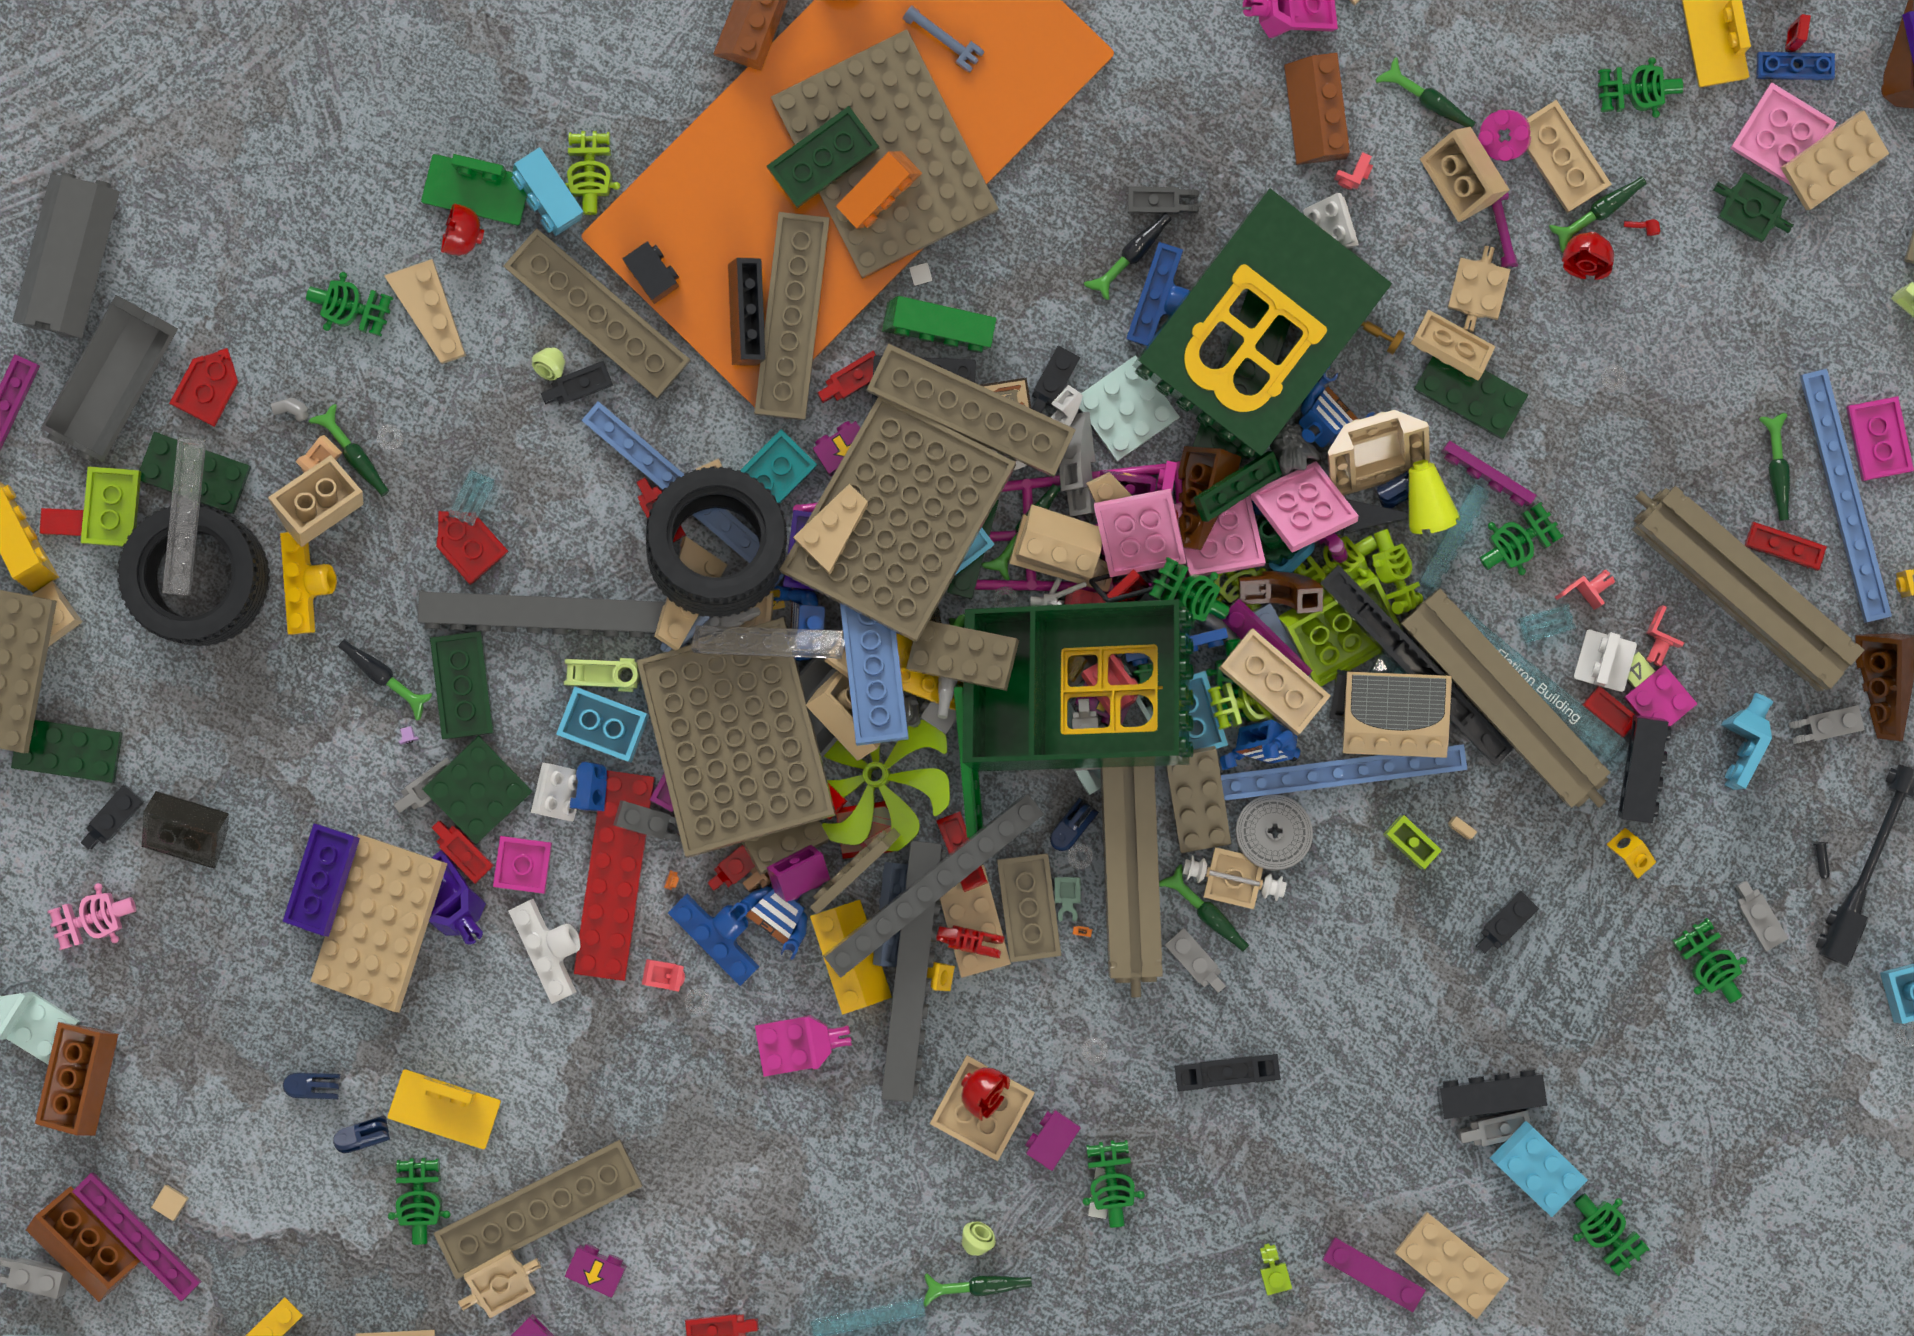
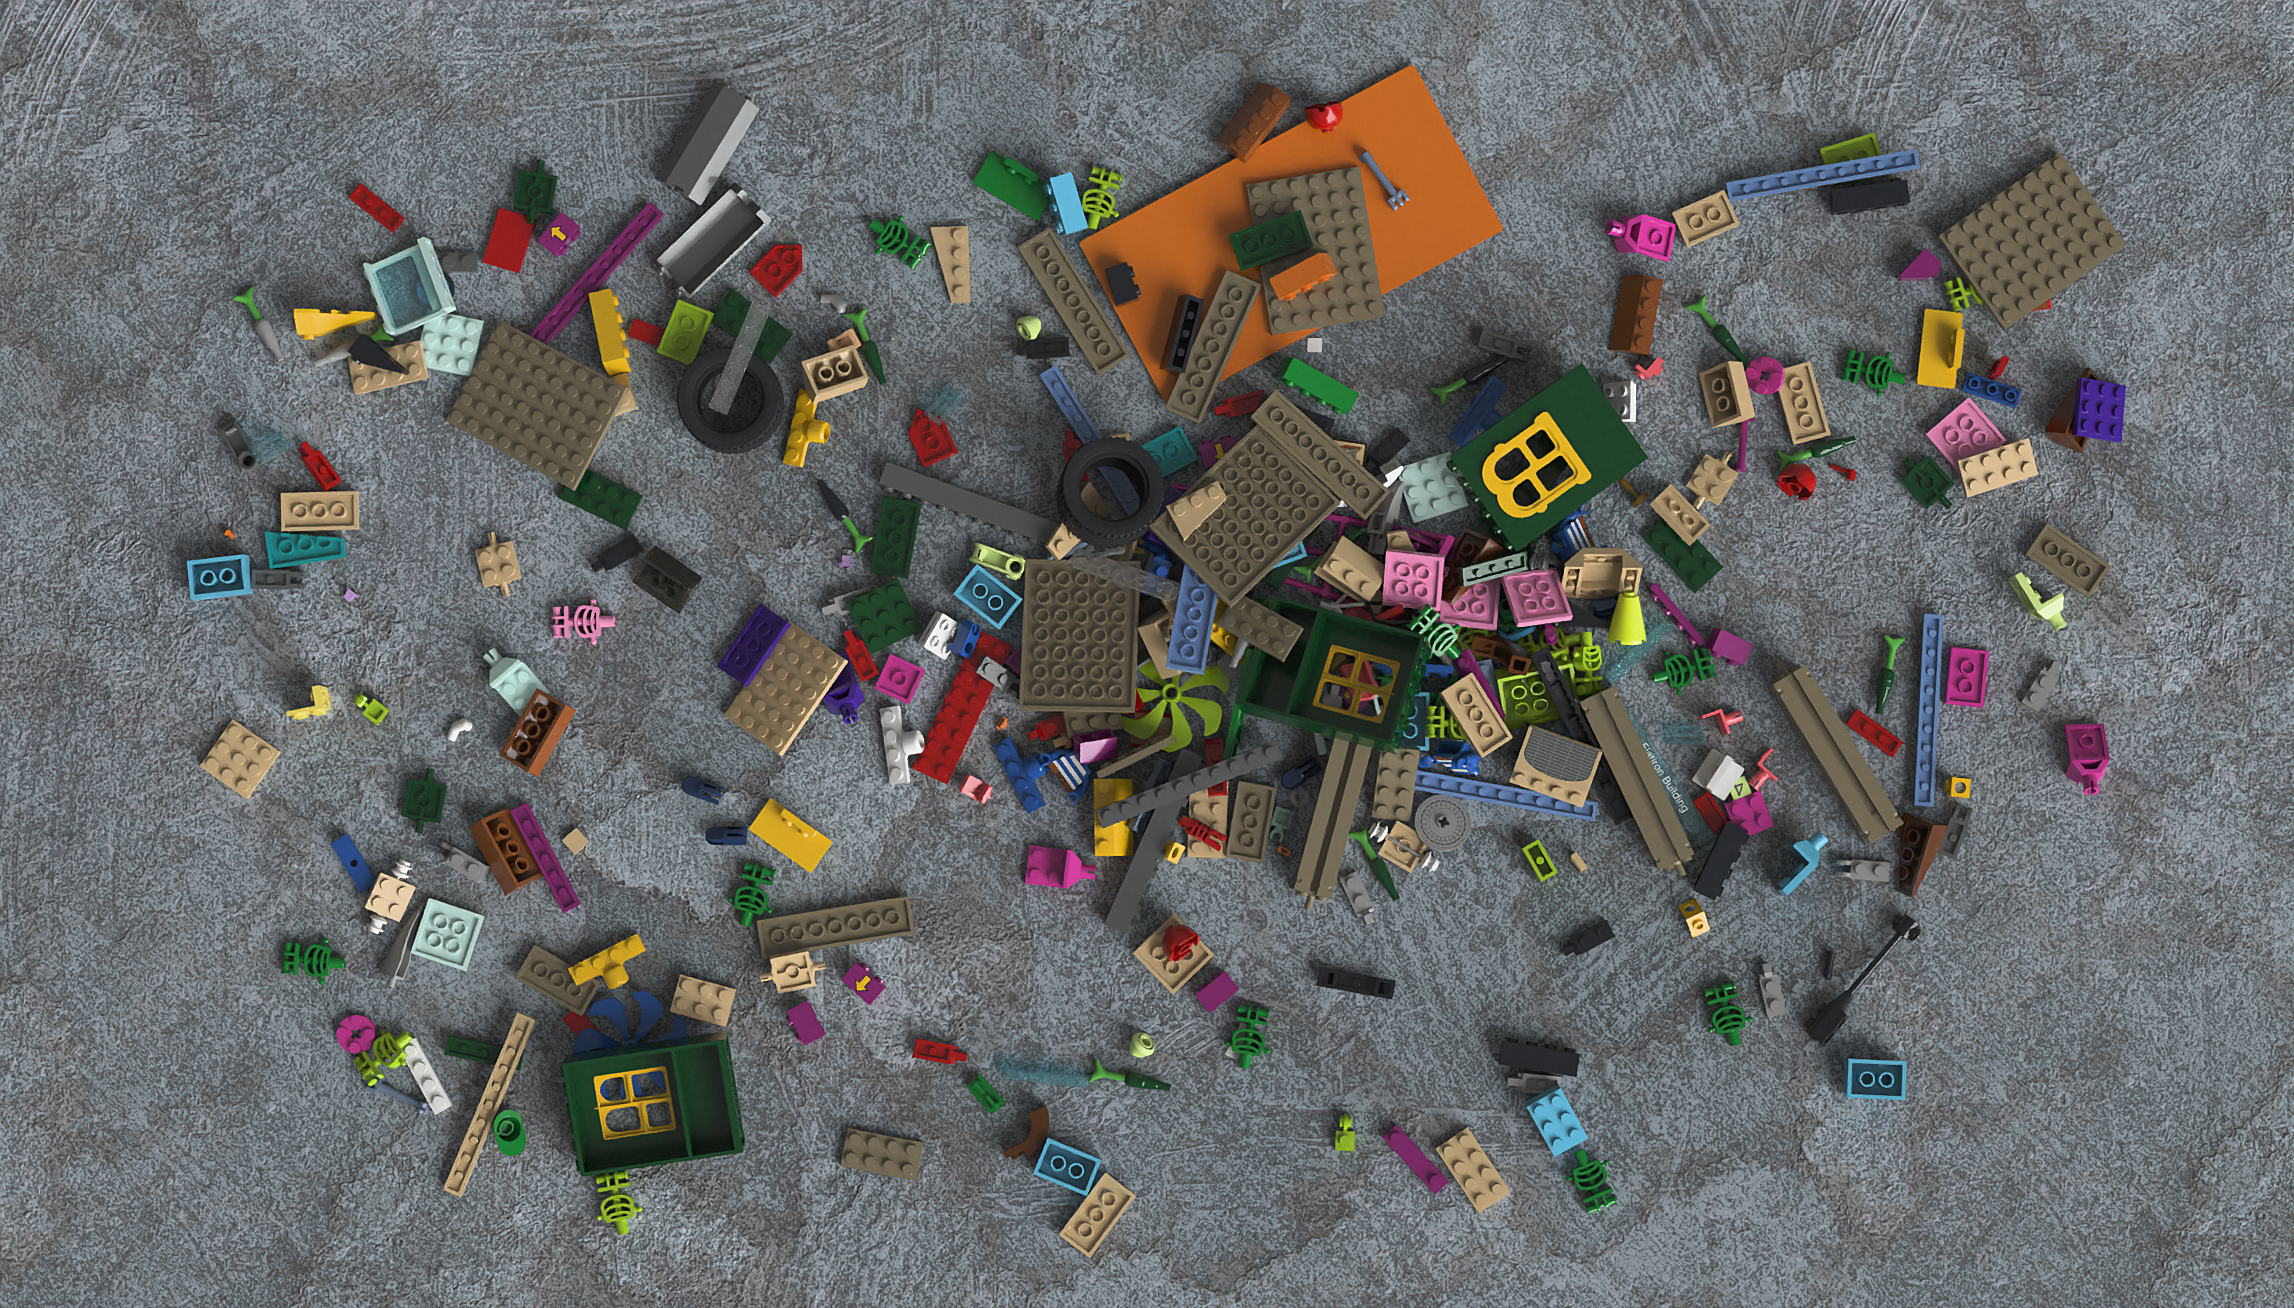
camera: 15 degrees right, 0 degrees up
(462, 231) = (995, 213): red cylinder -> none
(1567, 494) = (1728, 647): none -> magenta brick

